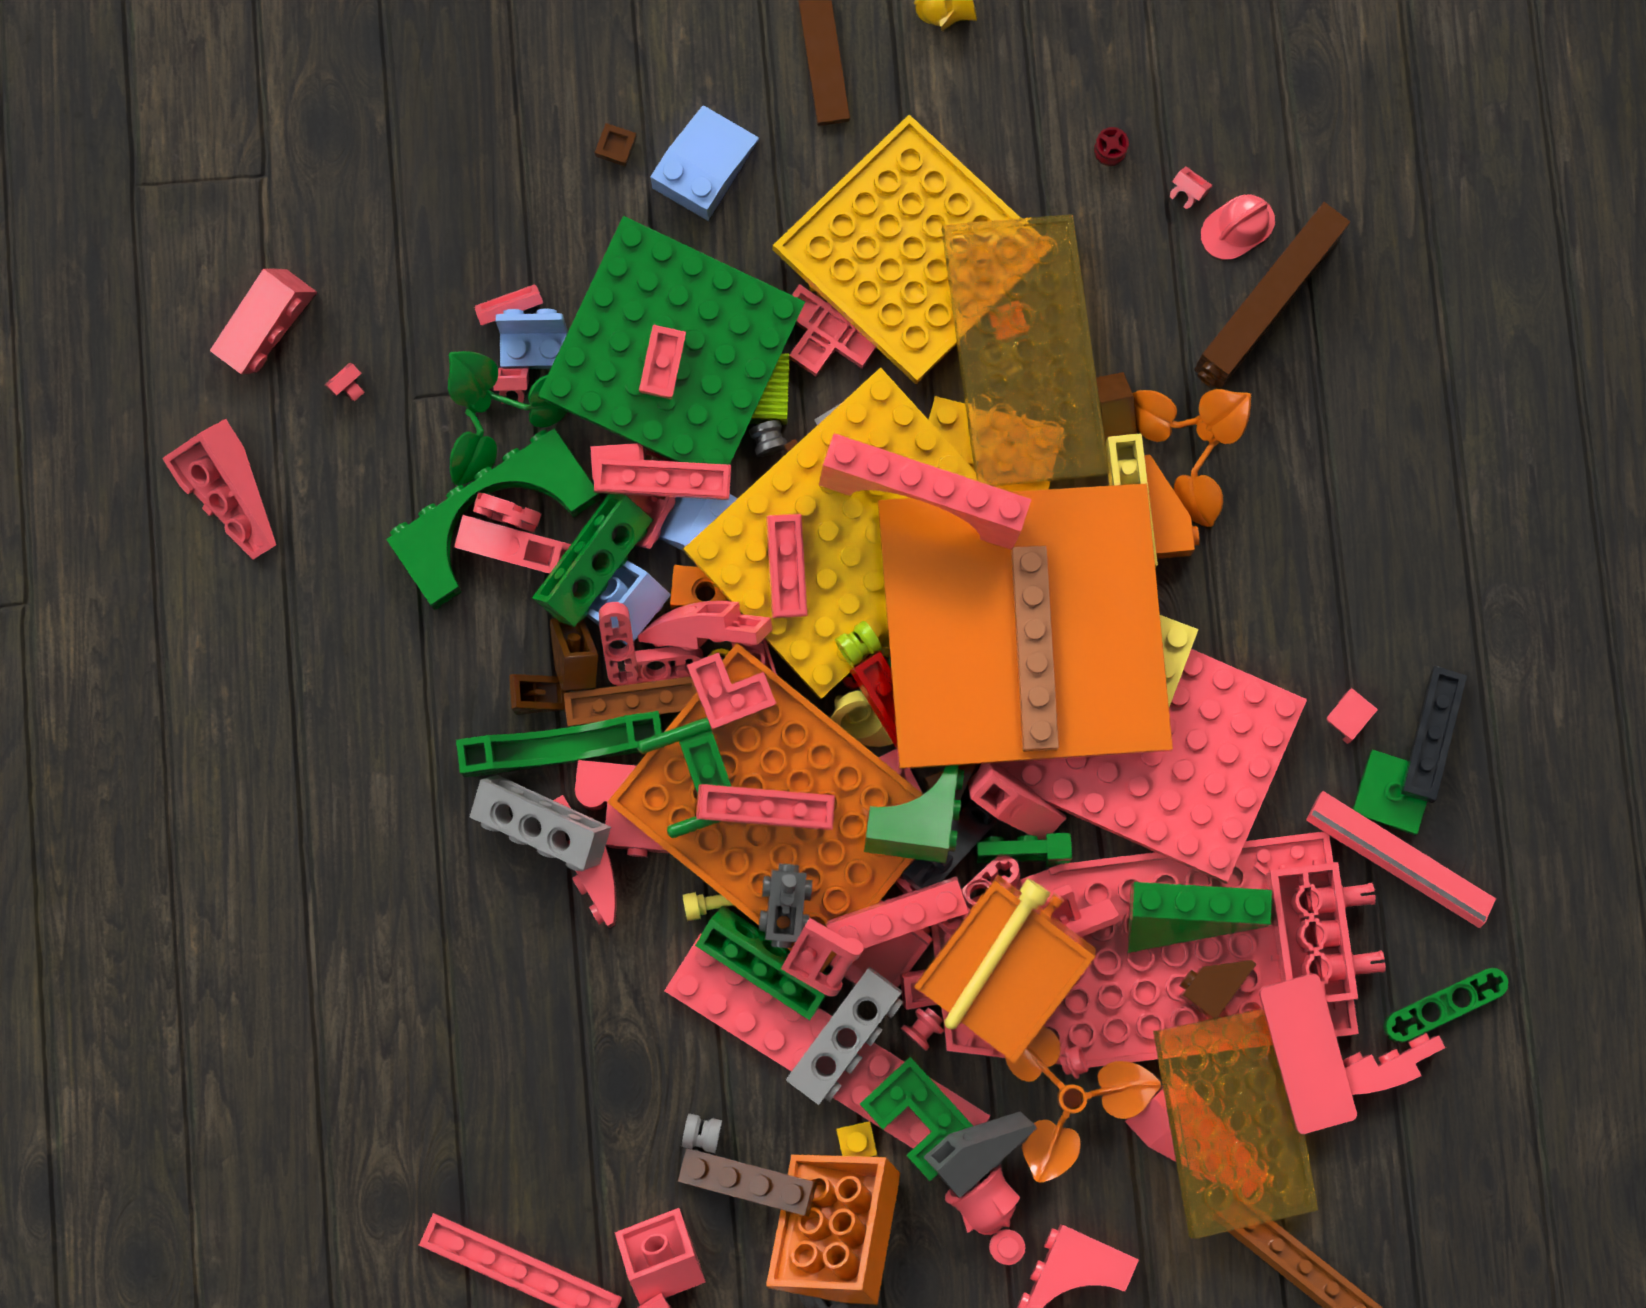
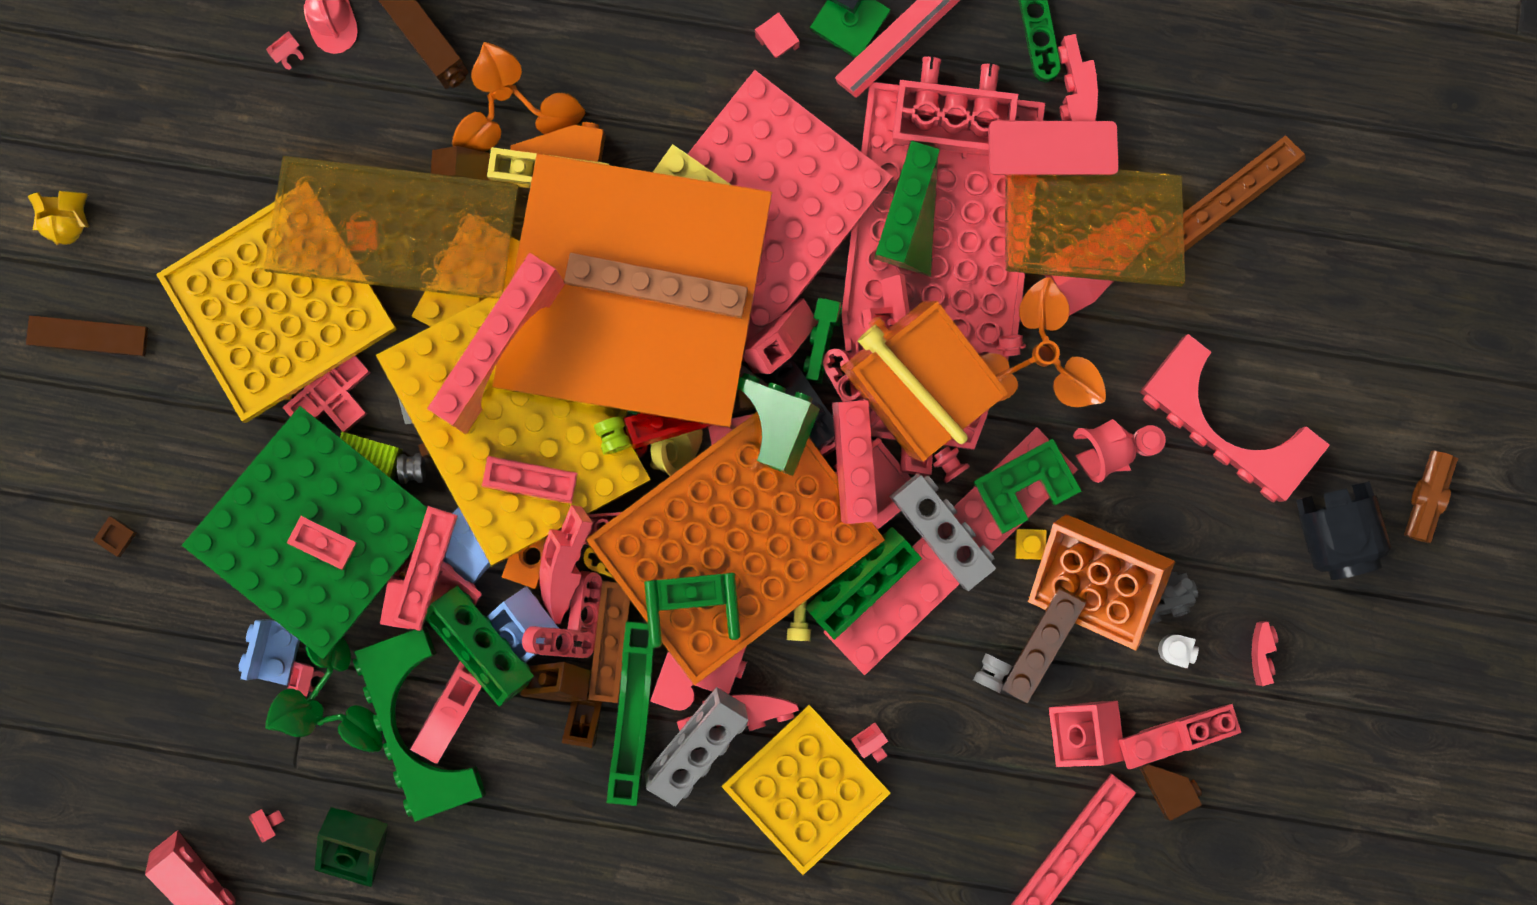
camera: 65 degrees left, 5 degrees up
(342, 478) = (350, 846): none -> dark green slope
(506, 512) = (418, 711): coral plate -> none
(520, 299) = (231, 658): coral tile -> none
(522, 957) = (806, 789): none -> yellow plate
(592, 1016) = (870, 742): none -> coral tile
(703, 162) = (151, 463): light blue slope -> none
(728, 701) = (633, 563): coral plate -> none
(765, 807) = (734, 550): coral tile -> none
(786, 896) = (813, 551): dark grey brick -> none
(812, 951) = (867, 541): coral plate -> none
(972, 1152) = (1067, 446): dark grey slope -> none
(1114, 140) = (226, 103): dark red wheel -> none
(1214, 986) = (978, 210): reddish brown slope -> none

